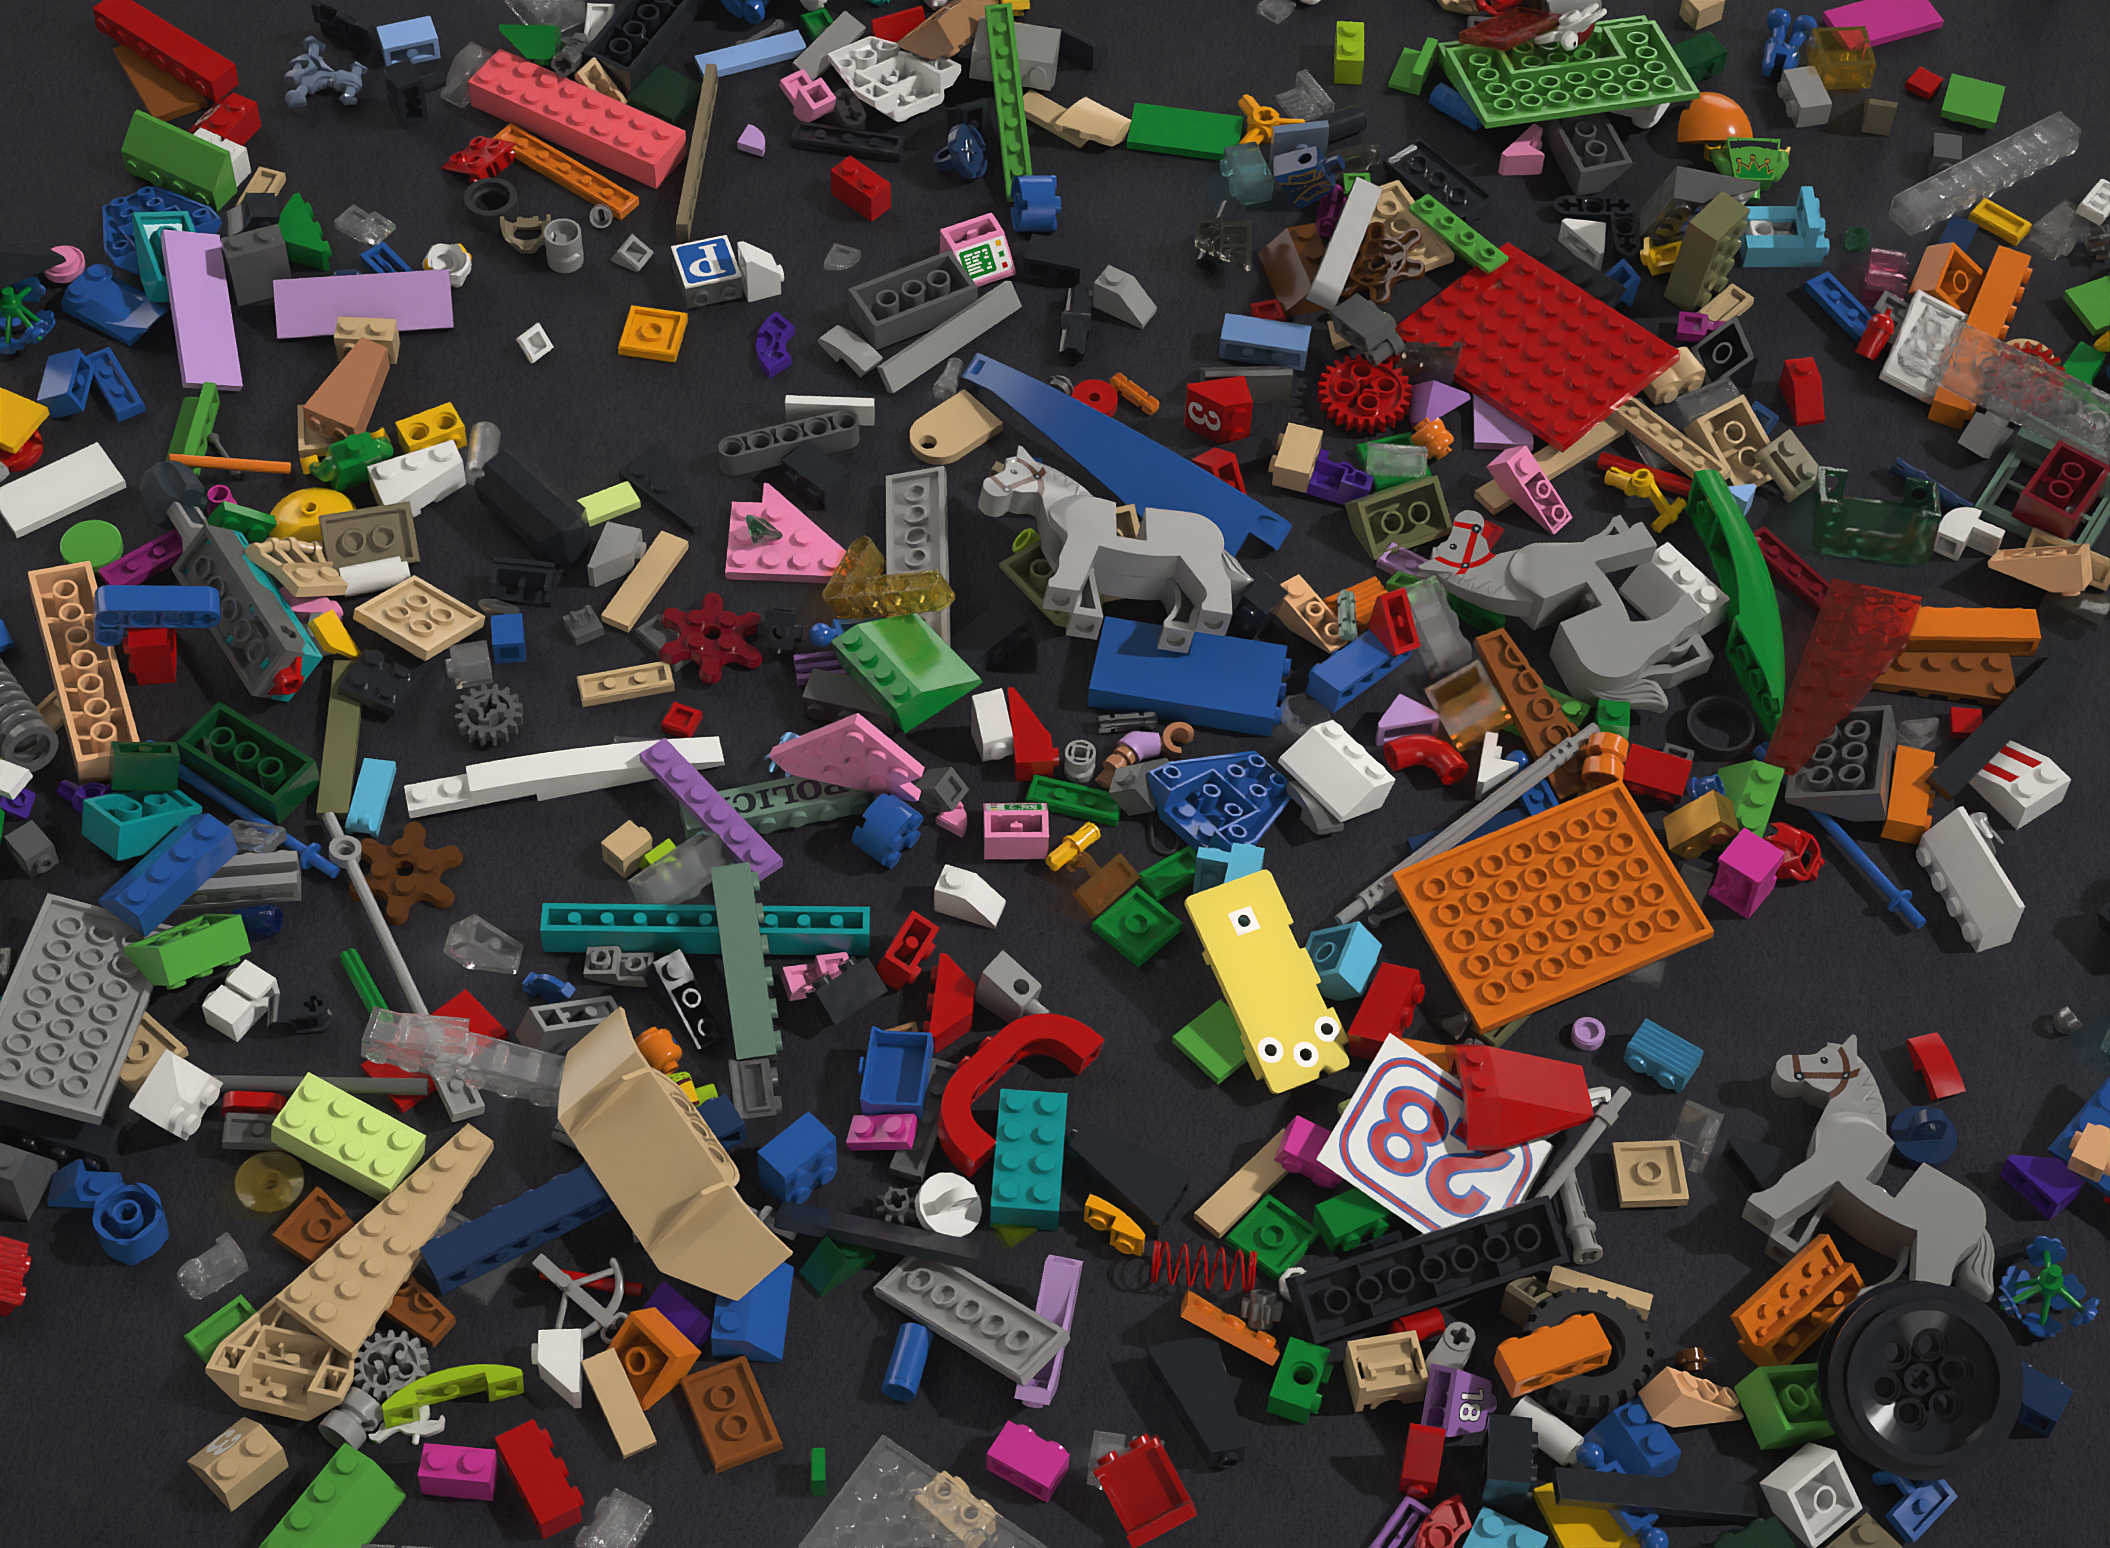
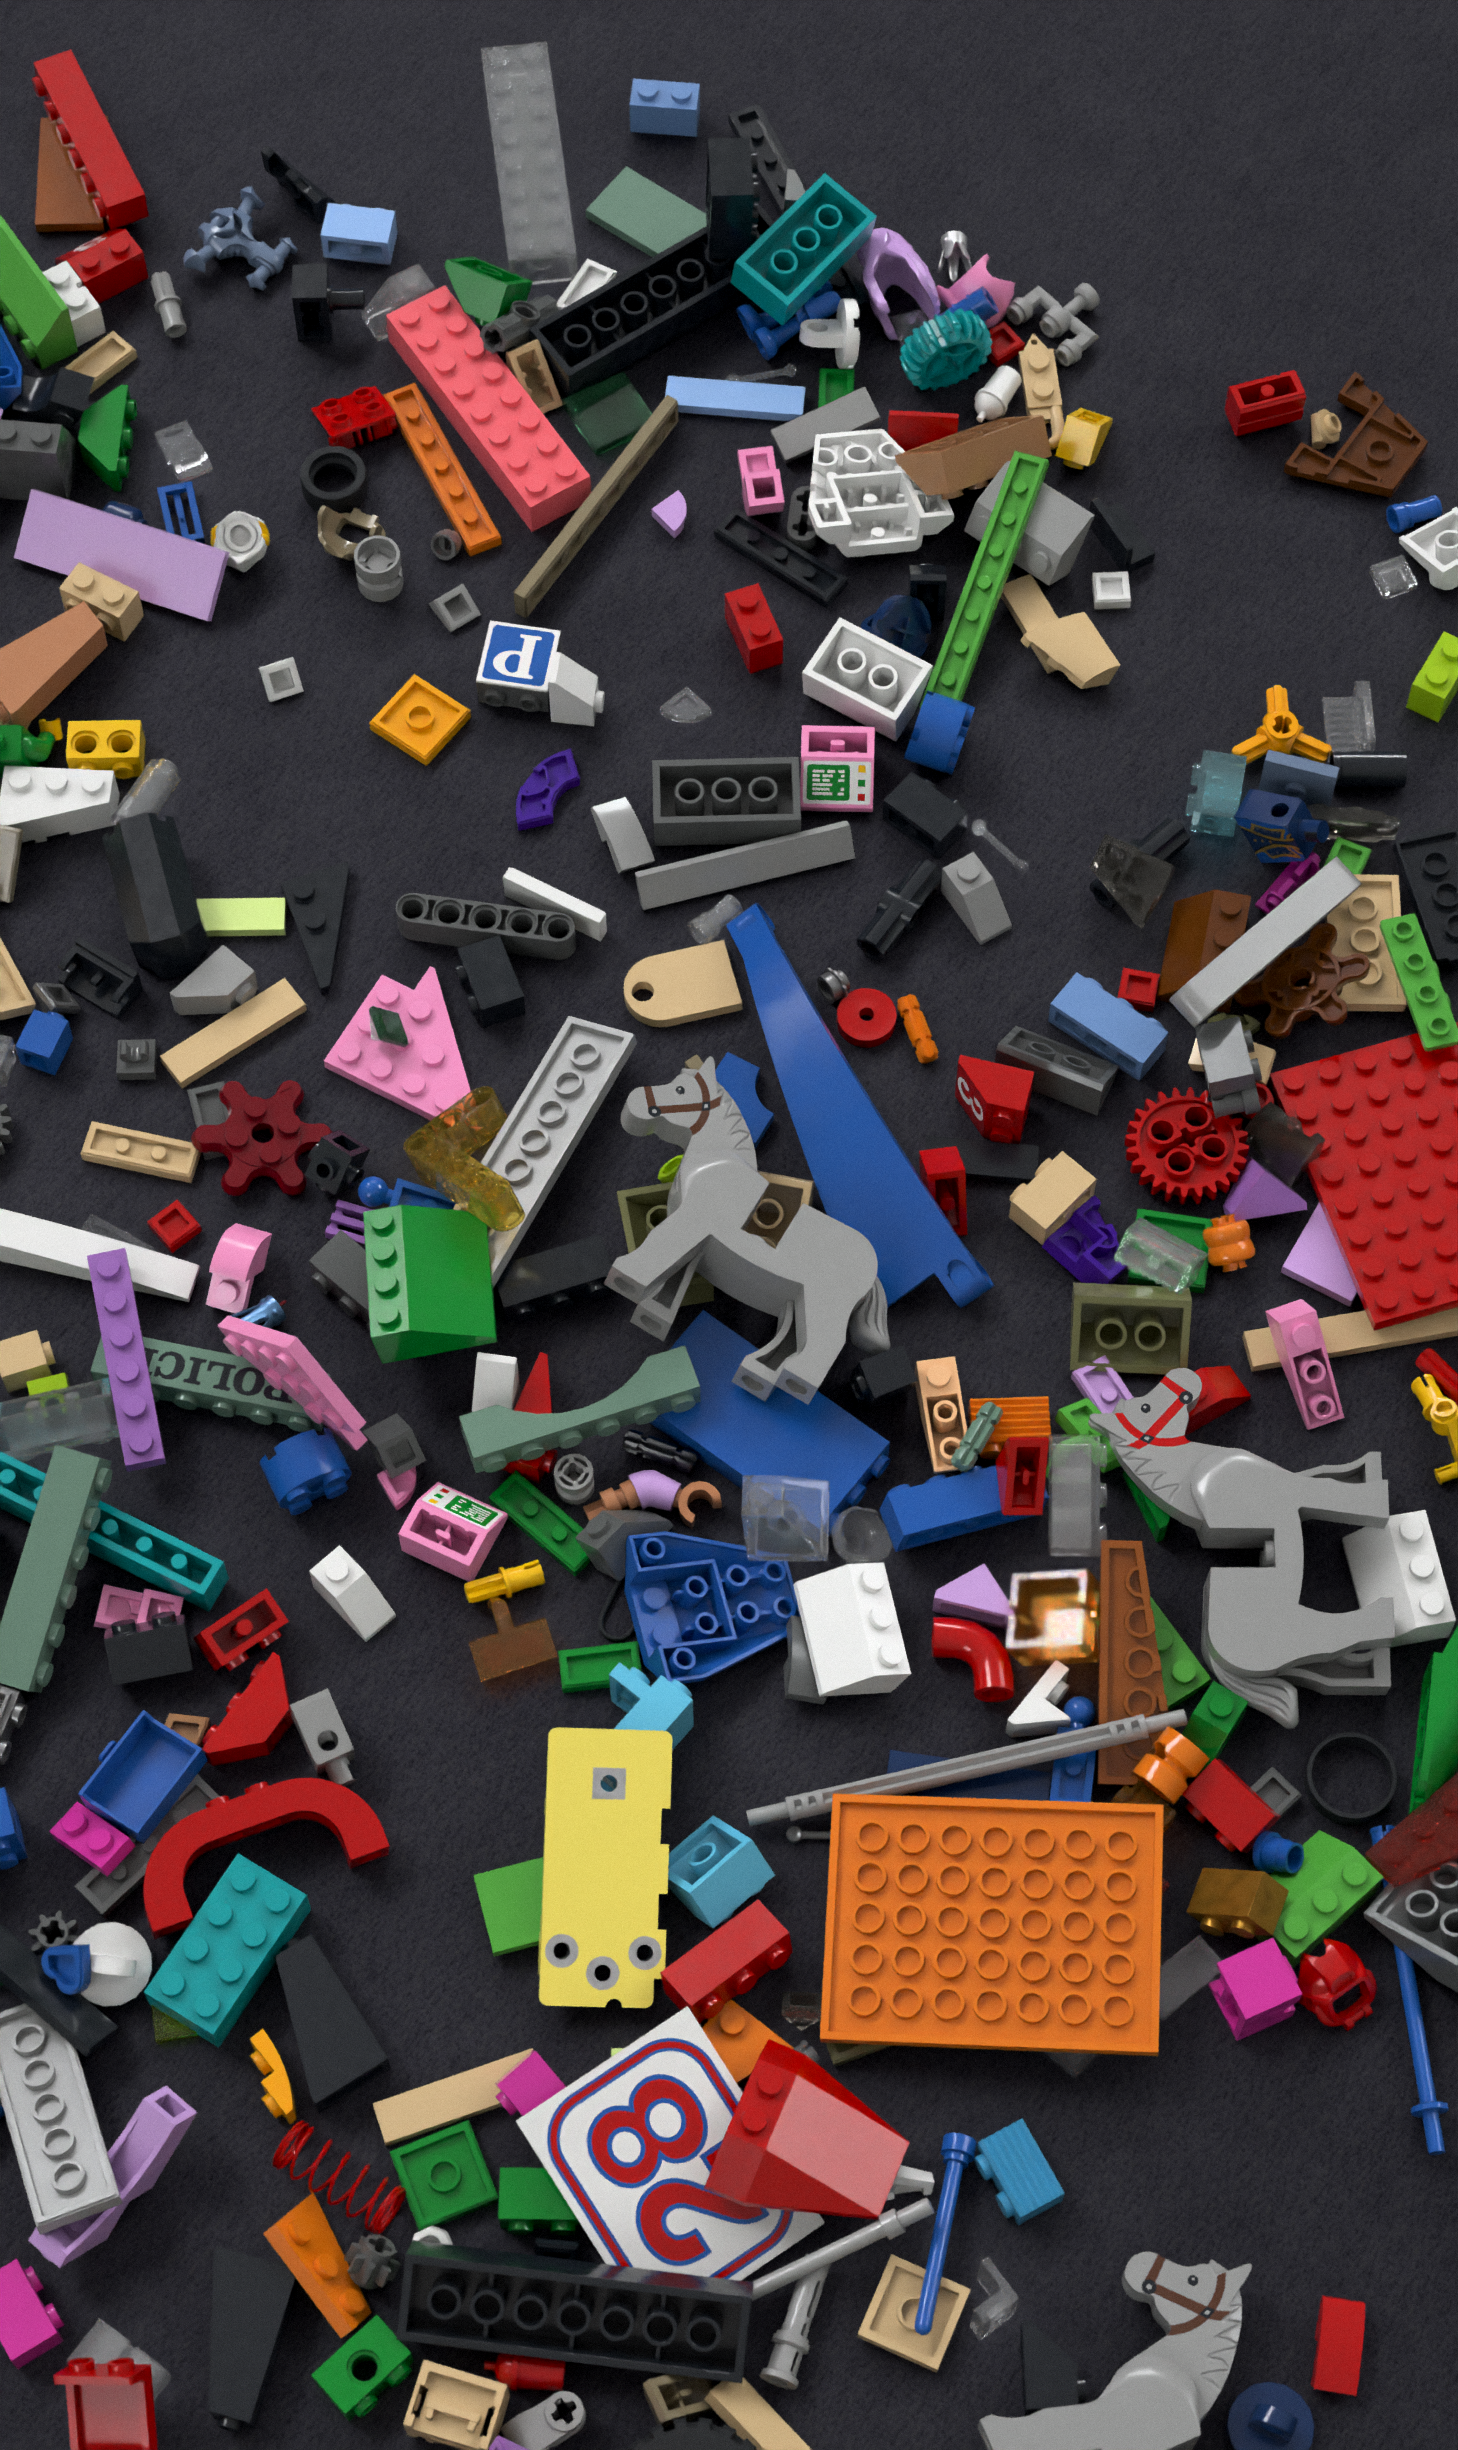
camera: 30 degrees right, 10 degrees up
(291, 135) = (168, 305): none -> light grey axle
(750, 726) = (234, 1264): none -> bright pink brick
(924, 1214) = (69, 1967): none -> blue tile
(962, 188) = (866, 678): none -> white slope
(1022, 743) = (505, 1435): none -> sand green arch
(1091, 81) = (1111, 590): none -> white tile
(1094, 257) = (979, 828): none -> clear hinge
(1137, 926) = (519, 1713): green tile -> none
(1183, 131) = (1181, 702): green tile -> none
(1248, 718) = (785, 1518): none -> clear slope
(1587, 1033) = (953, 2098): lavender tile -> none
(1614, 1063) = (957, 2153): none -> blue piece

